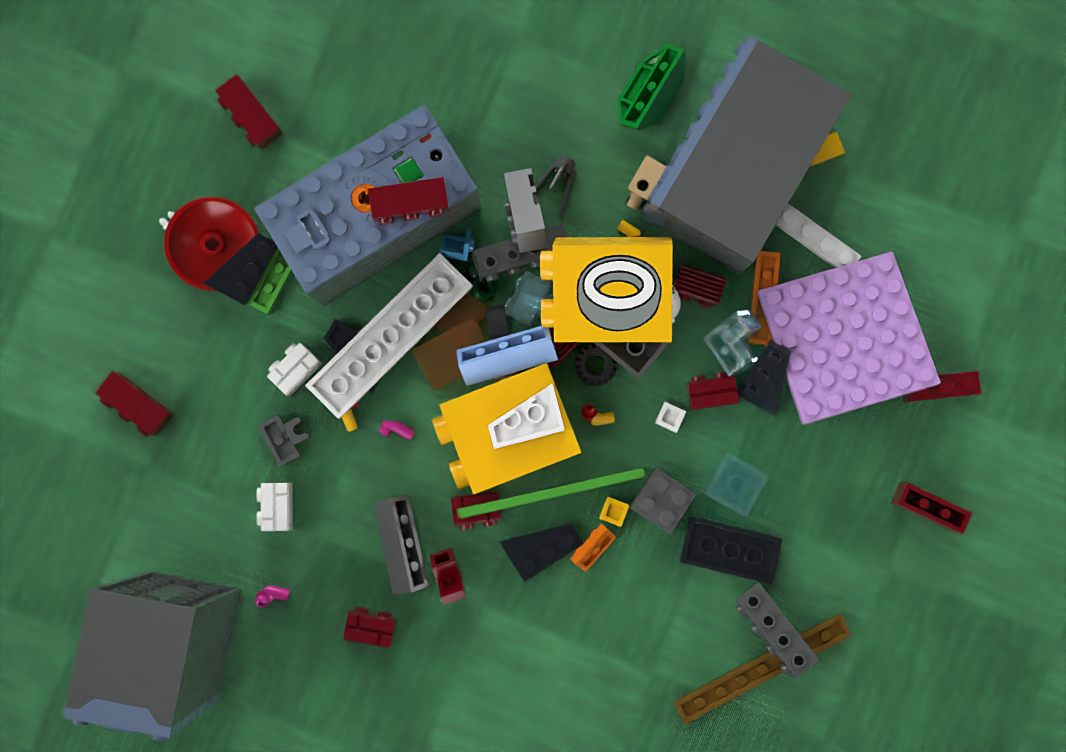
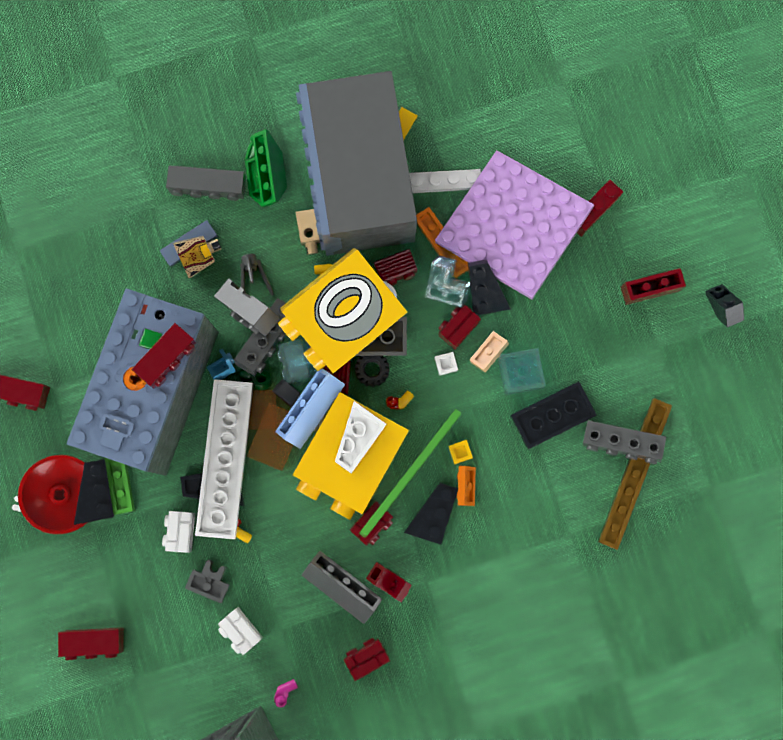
camera: 40 degrees left, 5 degrees down
(396, 426) = (277, 513): dark pink arm -> none
(520, 117) = (196, 253): none -> torso
(521, 100) = (204, 229): none -> sand blue tile
(585, 54) = (206, 182): none -> dark grey brick
(662, 500) = (484, 419): flat silver brick -> none
(720, 439) = (489, 351): none -> light nougat plate
(986, 583) = (725, 305): none -> black slope

